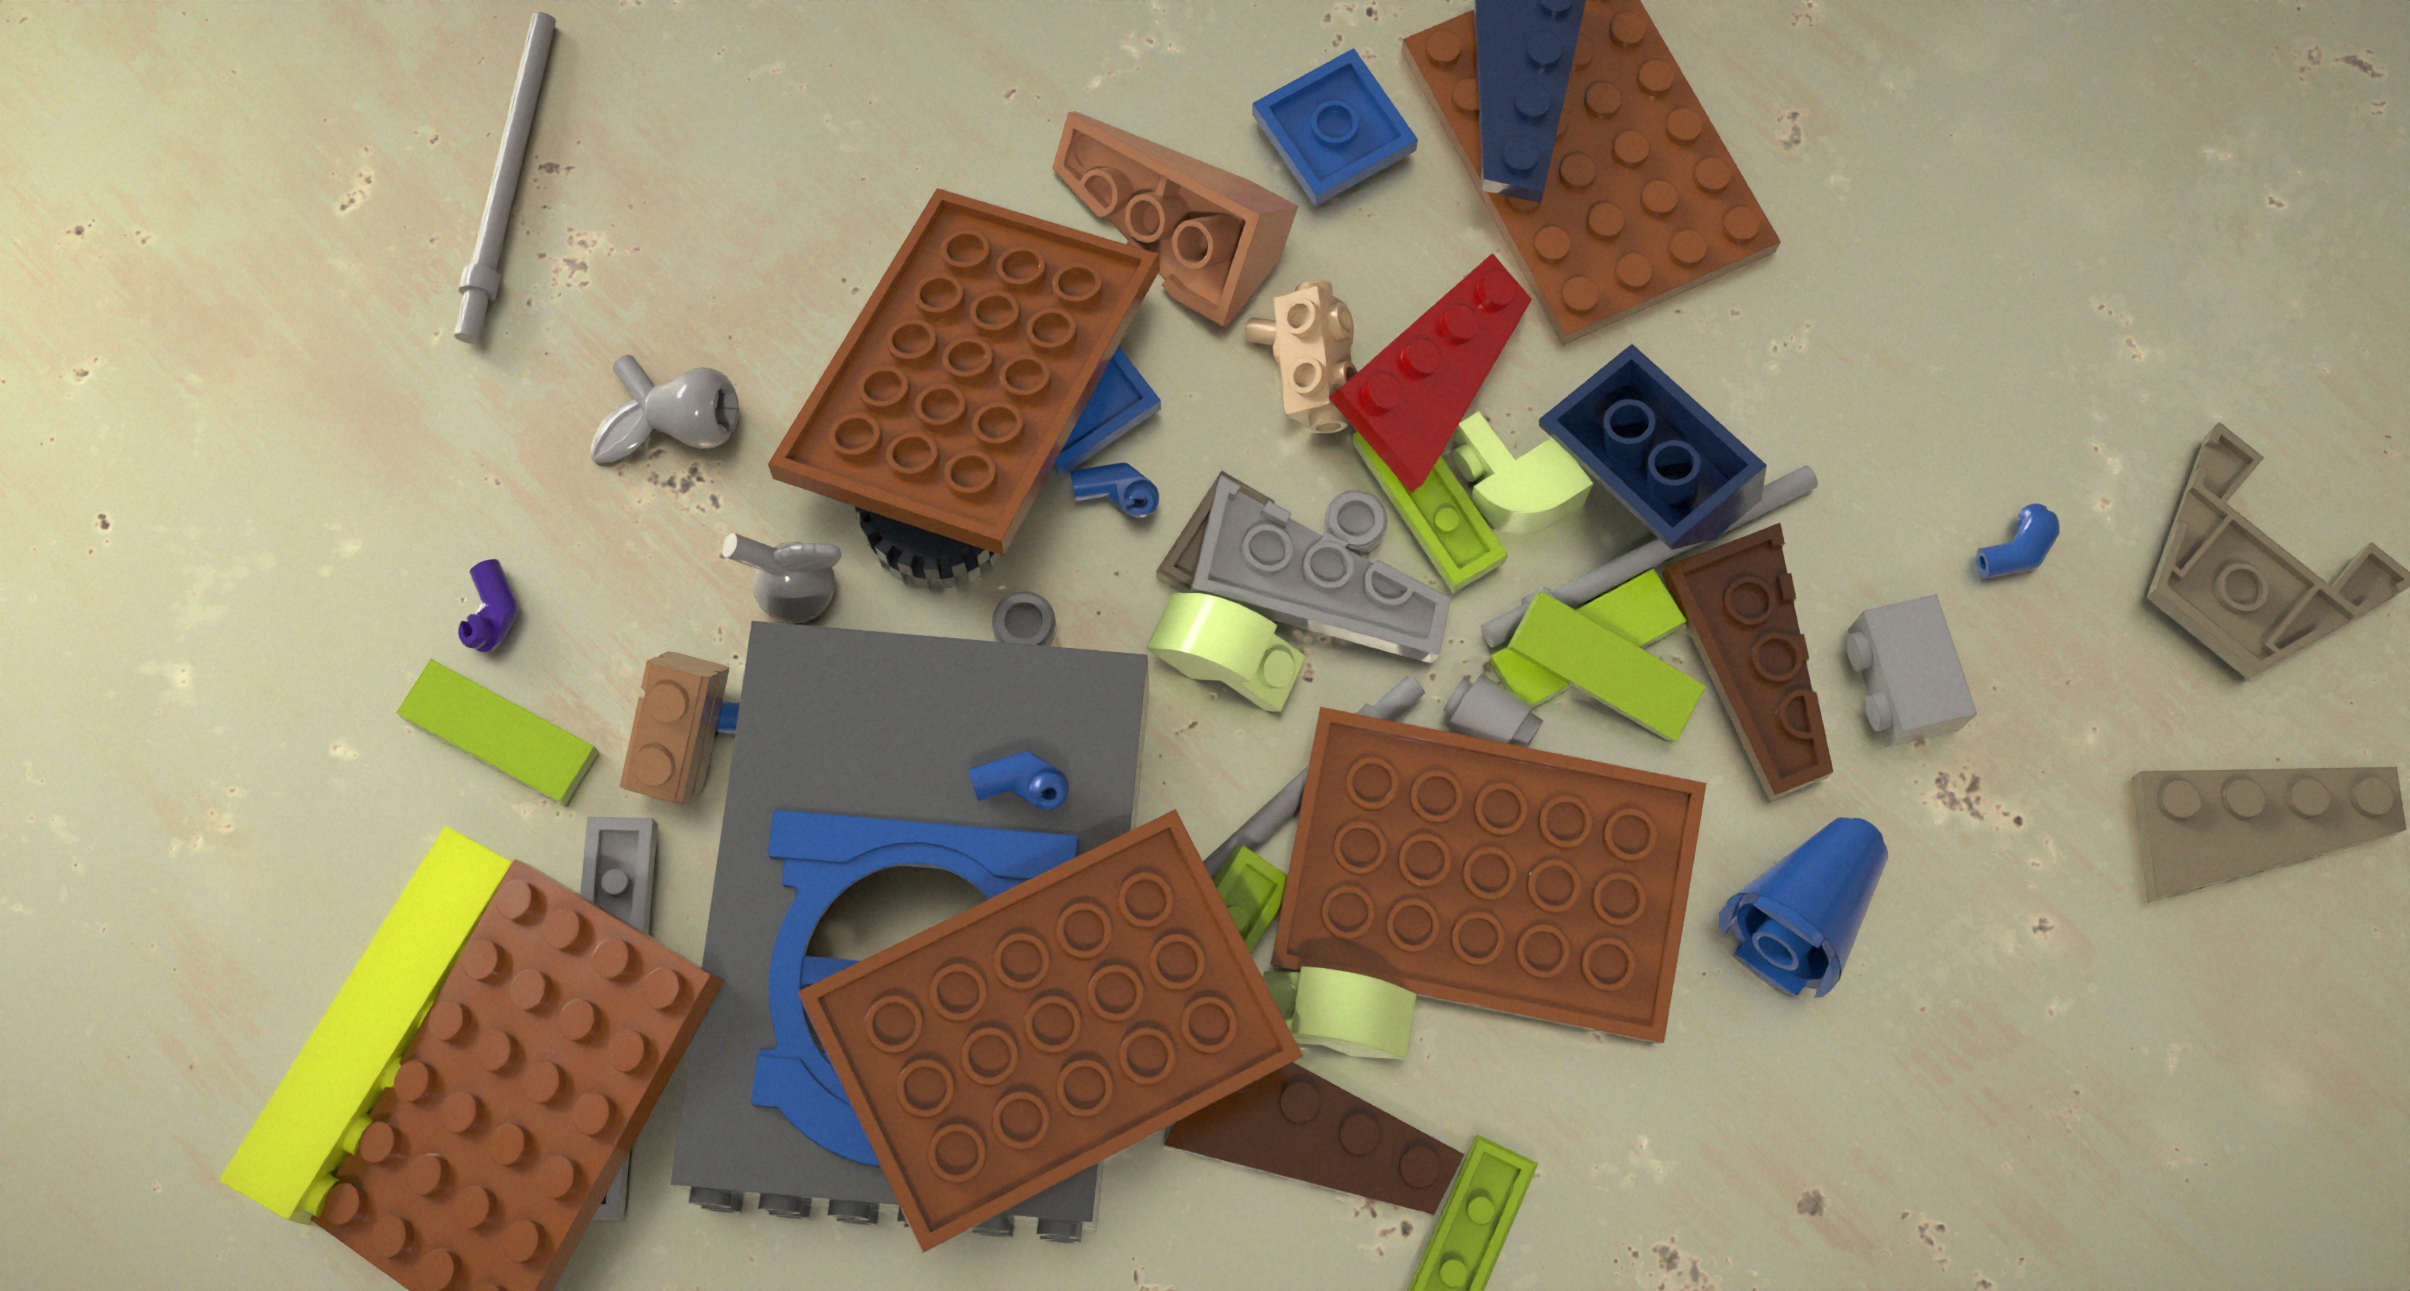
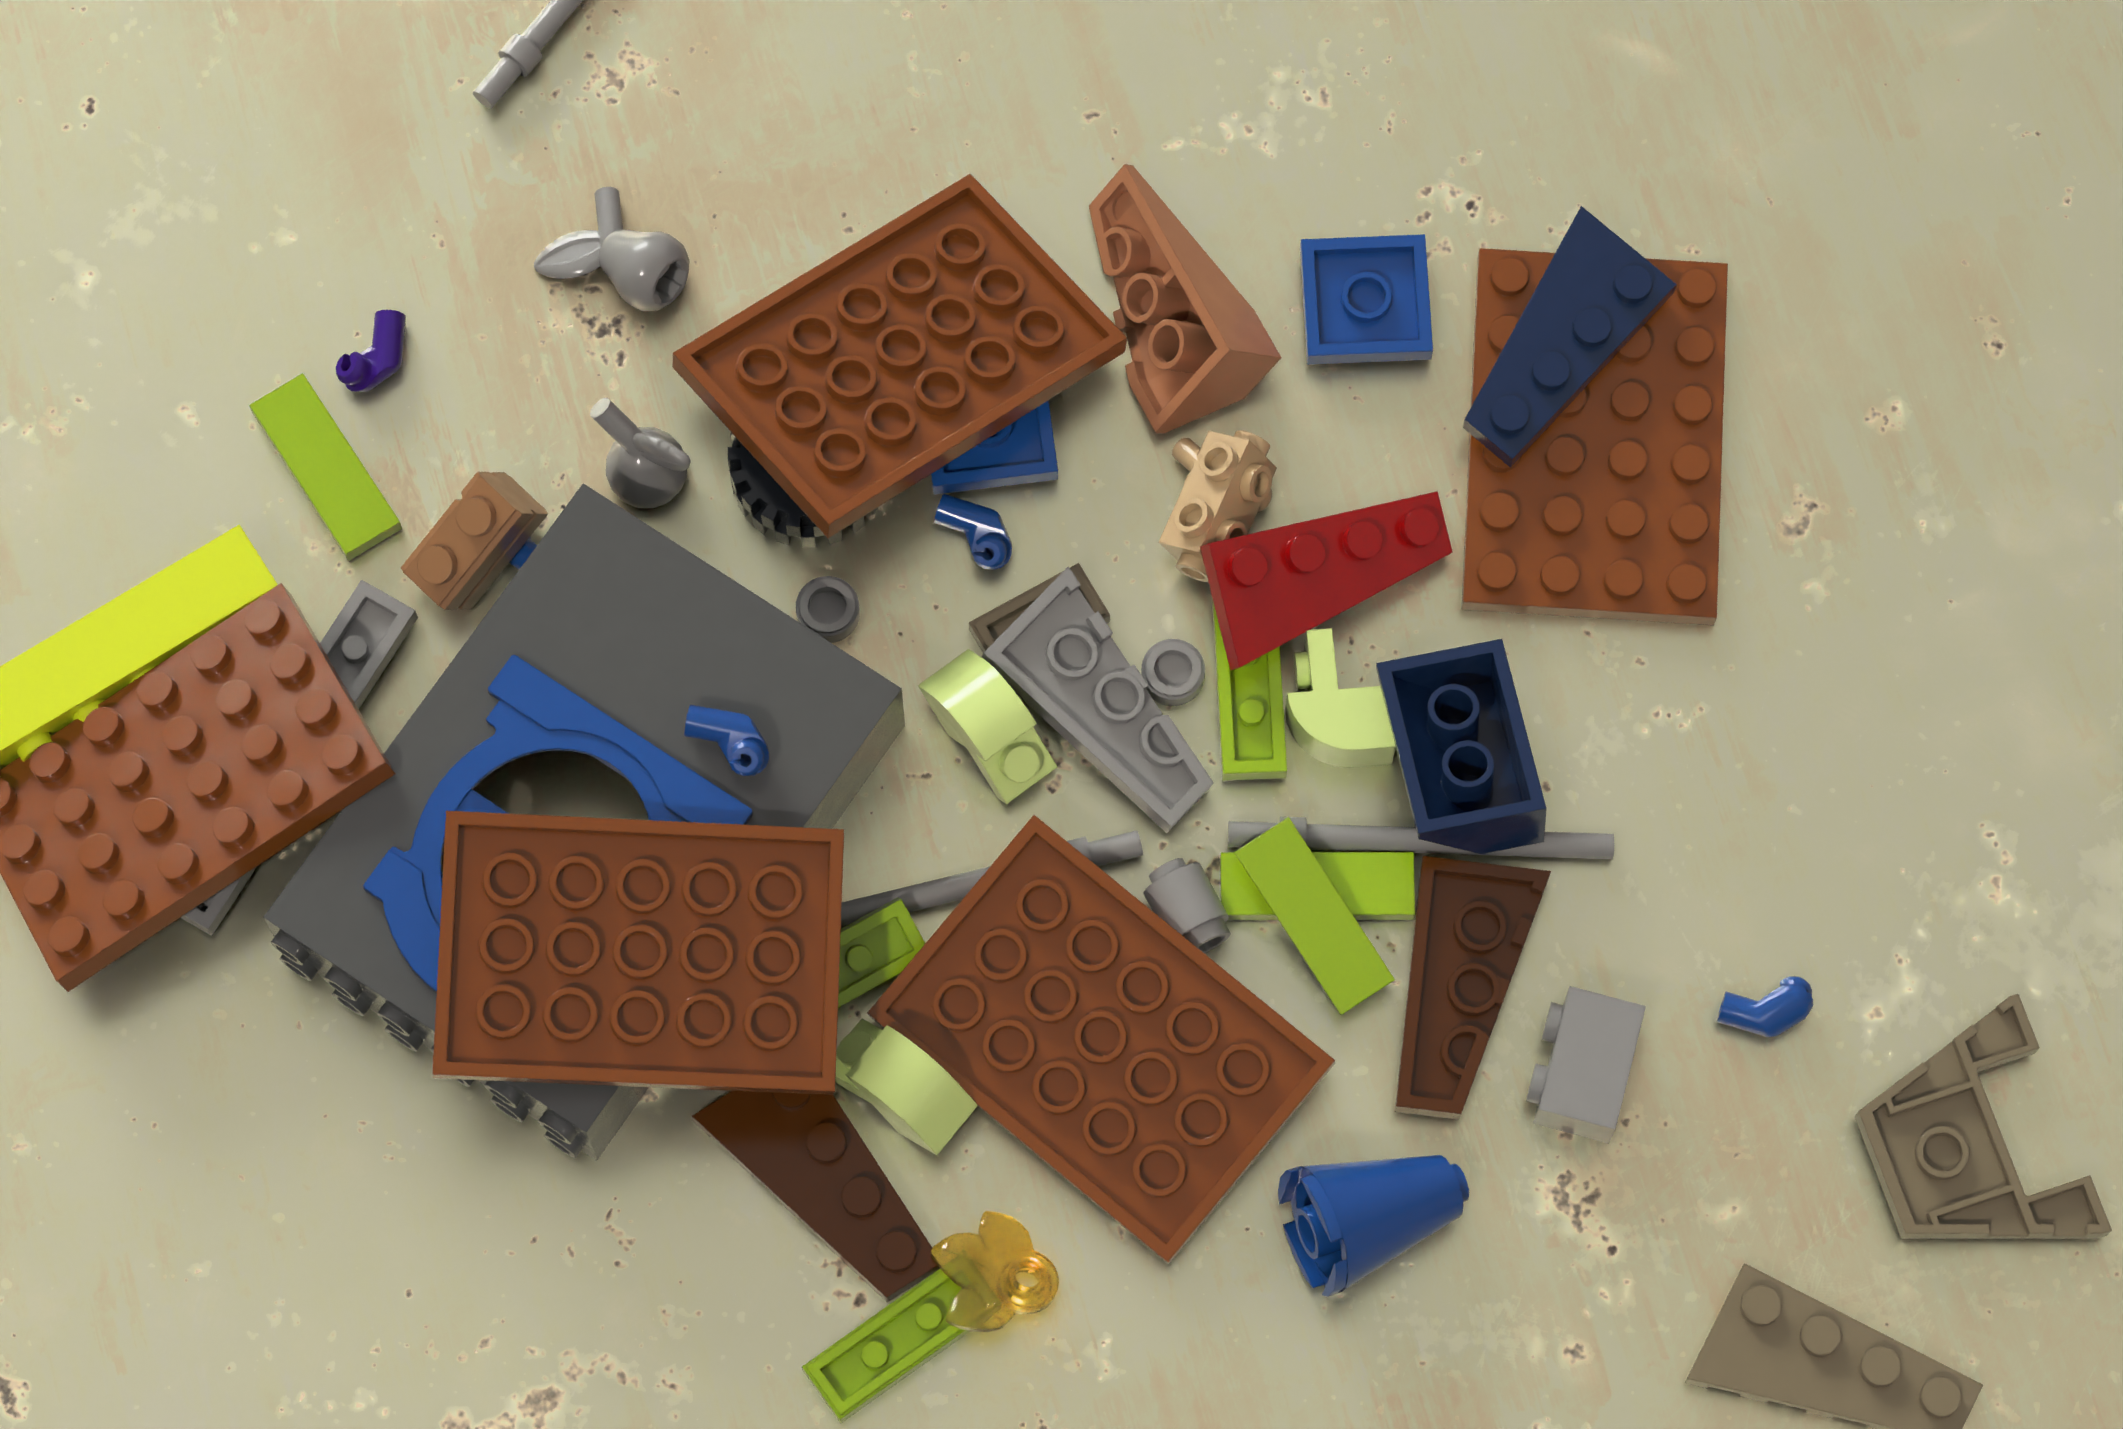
camera: 30 degrees right, 0 degrees up
(1509, 1139) = (986, 1273): none -> clear yellow plate

